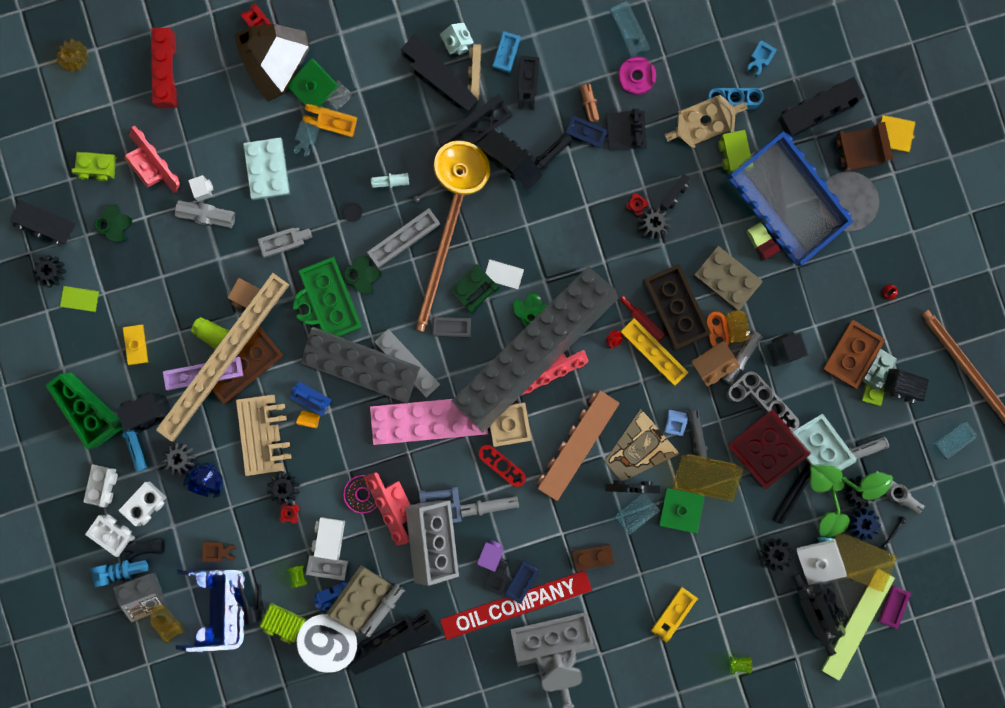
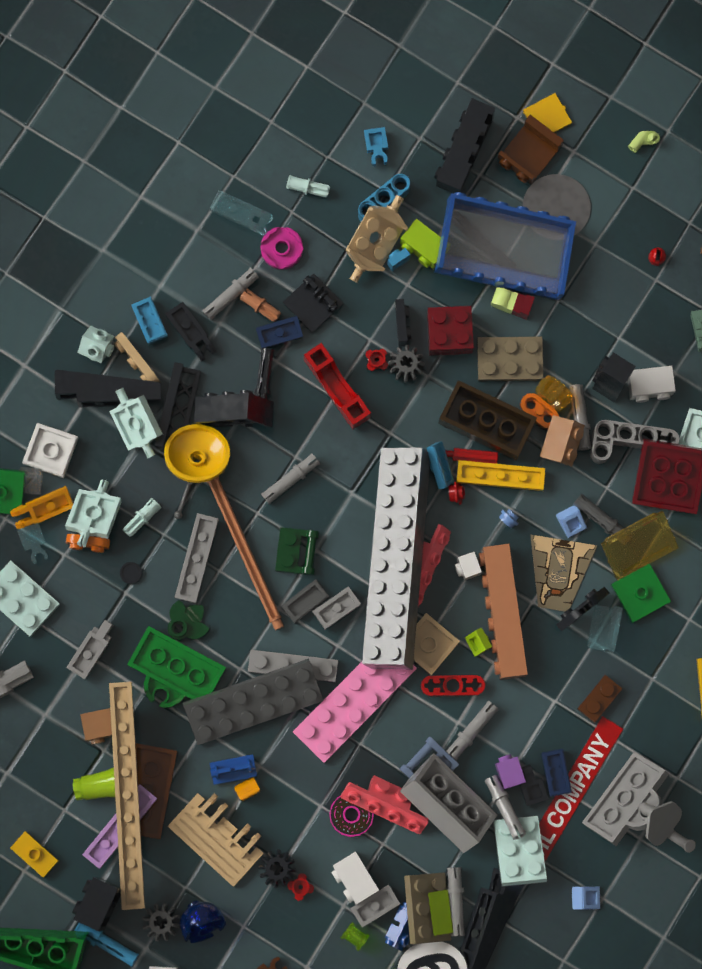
camera: 45 degrees left, 5 degrees down
(334, 162) = (96, 544): none -> orange plate
(359, 151) = (93, 513): none -> light aqua plate
(365, 609) = (440, 912): none -> lime sticker
(367, 85) = (50, 450): none -> white plate
(438, 113) = (135, 422): none -> light aqua plate
(452, 613) = (520, 859): none -> light aqua plate
(468, 349) = (336, 608): none -> light grey plate
(469, 569) = (501, 799): none -> light grey pin
(471, 681) = (586, 897): none -> light blue slope
(504, 274) = (312, 516): white sticker -> none
(511, 236) = (288, 480): none -> light grey pin
(530, 308) = (359, 527): green plate -> none
(543, 451) = (478, 642): none -> lime plate
(576, 78) = (238, 287): none -> light grey pin
(579, 394) = (468, 566): none -> white plate
(594, 200) = (336, 387): none -> red arch
(618, 311) = (439, 465): none -> dark azure plate
(635, 385) = (509, 518): none -> medium blue plate
(689, 48) = (307, 186): none -> light aqua axle
(703, 225) = (450, 330): none -> dark red brick
(709, 147) = (398, 258): none -> dark azure plate
(810, 375) = (651, 383): none -> white brick
(853, 354) = (672, 334): dark orange plate -> none
(950, 203) = (644, 138): none -> yellowish green arm

